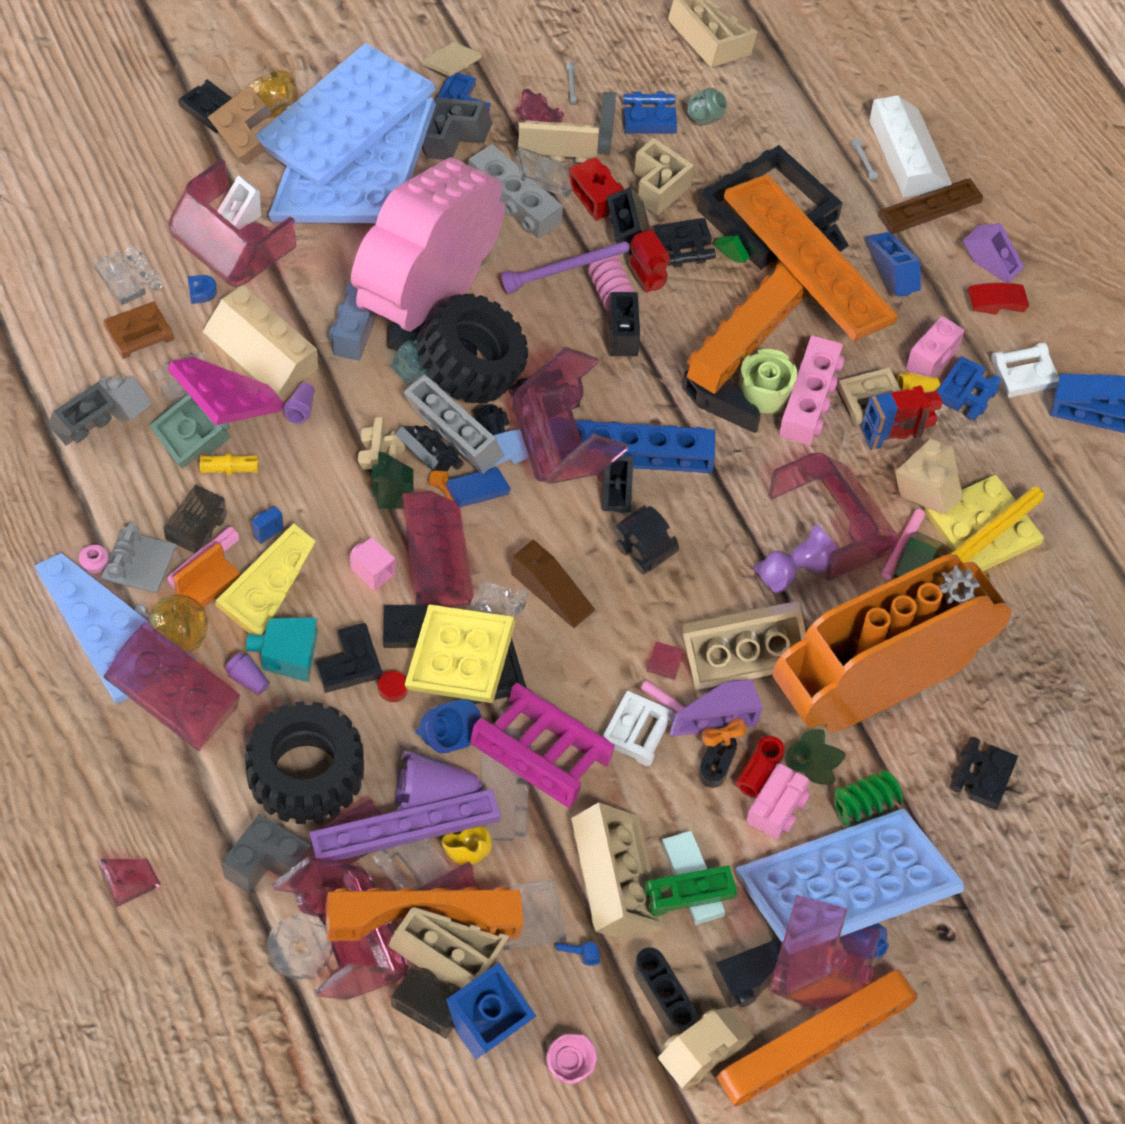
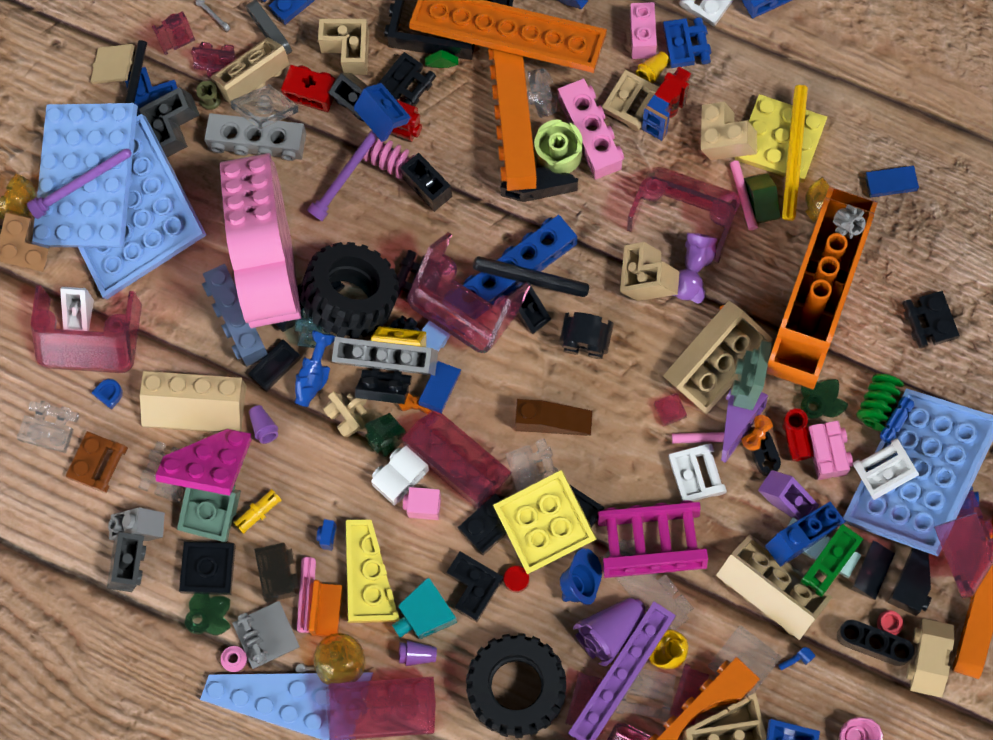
camera: 30 degrees left, 15 degrees up
(107, 508) = (210, 611): none -> clear green plate
(143, 473) = (207, 568): none -> black plate
(283, 108) = (39, 206): none -> medium lavender piece
(357, 369) = (274, 365): none -> black tile
(378, 395) = (313, 375): none -> blue animal
(382, 523) = (399, 474): none -> white brick
(462, 75) = (136, 72): none -> black bar
(479, 413) = (399, 336): none -> yellow slope
(501, 138) = (210, 93): none -> olive bush
(522, 67) = (174, 32): none -> clear pink plate
(633, 231) = (380, 111): none -> blue panel
(641, 456) = (532, 276): none -> black axle
(684, 846) = (804, 533): none -> blue slope
(698, 990) = (890, 622): none -> coral plate
(703, 810) = (787, 495): none -> medium lavender slope
(723, 933) = (873, 570): none -> black slope
(748, 531) = (645, 274): none -> tan brick
(754, 675) = (751, 376): none -> sand green plate
(794, 328) = (540, 92): none -> clear plate
(814, 851) = (890, 473): none -> white plate
(867, 822) = (897, 419): none -> blue axle
(1056, 634) = (891, 181): none -> blue tile

